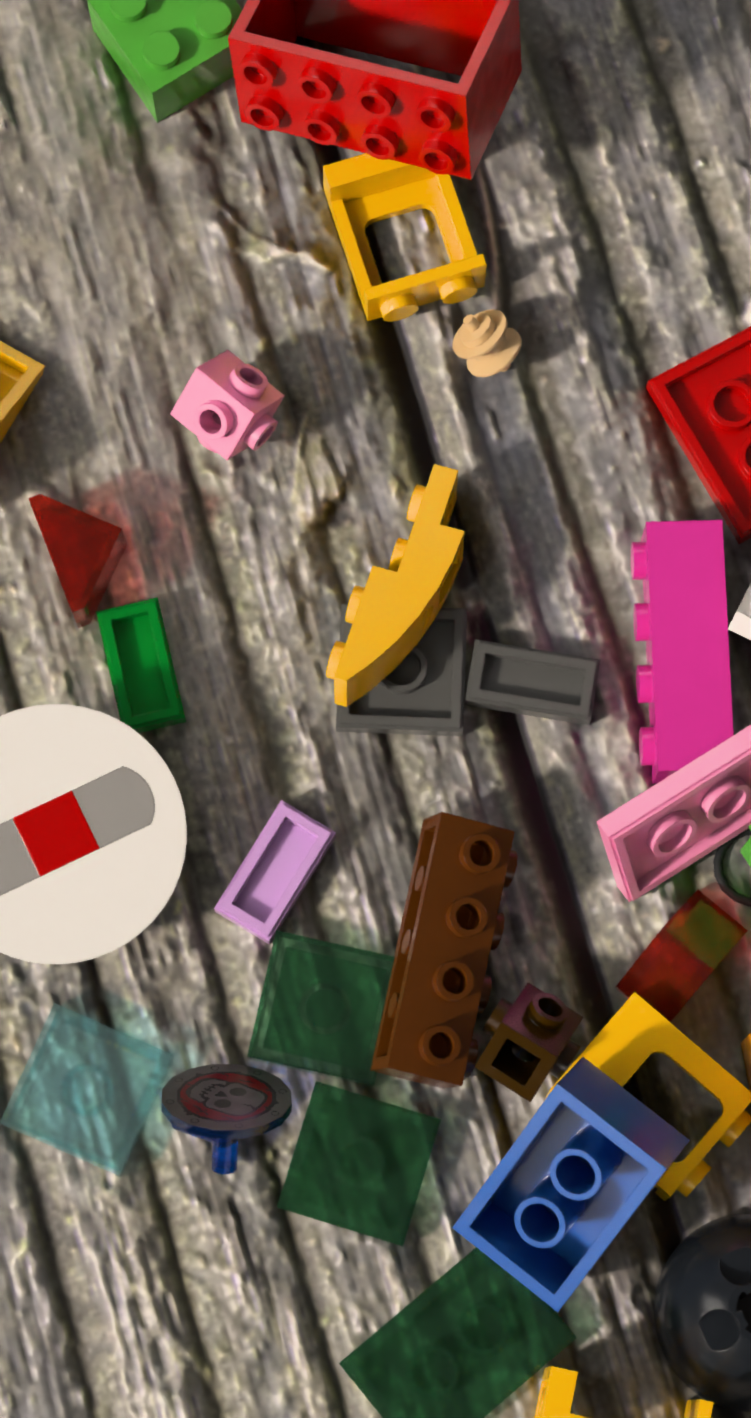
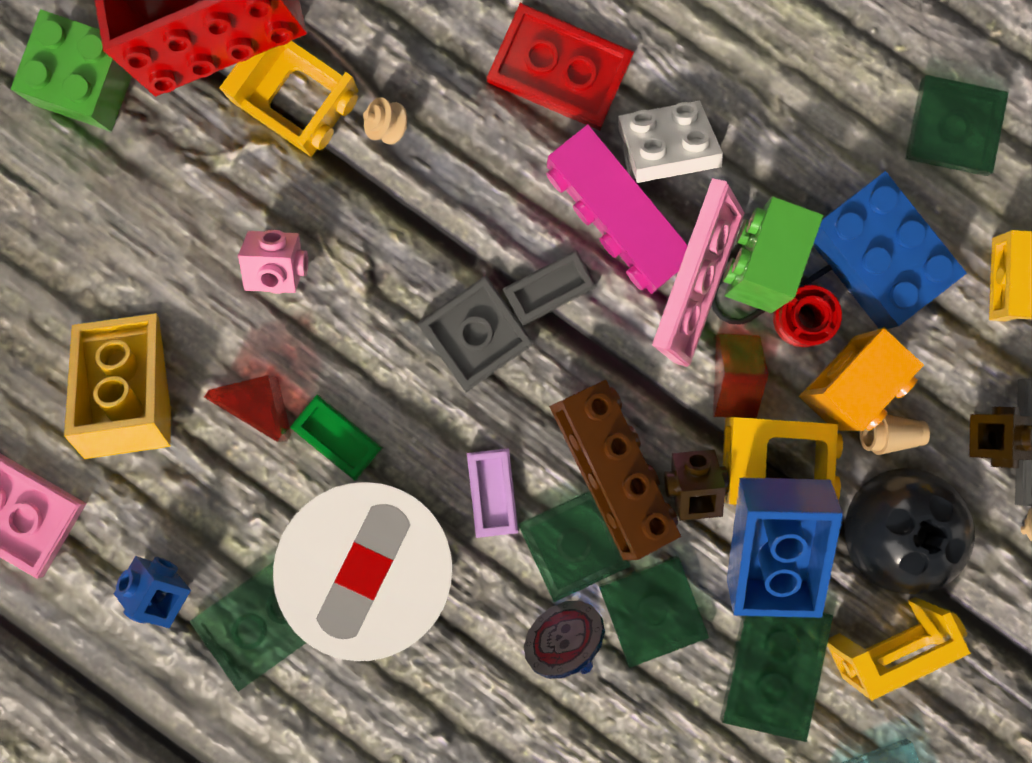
camera: 35 degrees left, 10 degrees up
(87, 1090) = (483, 682): clear light blue tile -> none
(402, 601) = (450, 298): yellow slope -> none

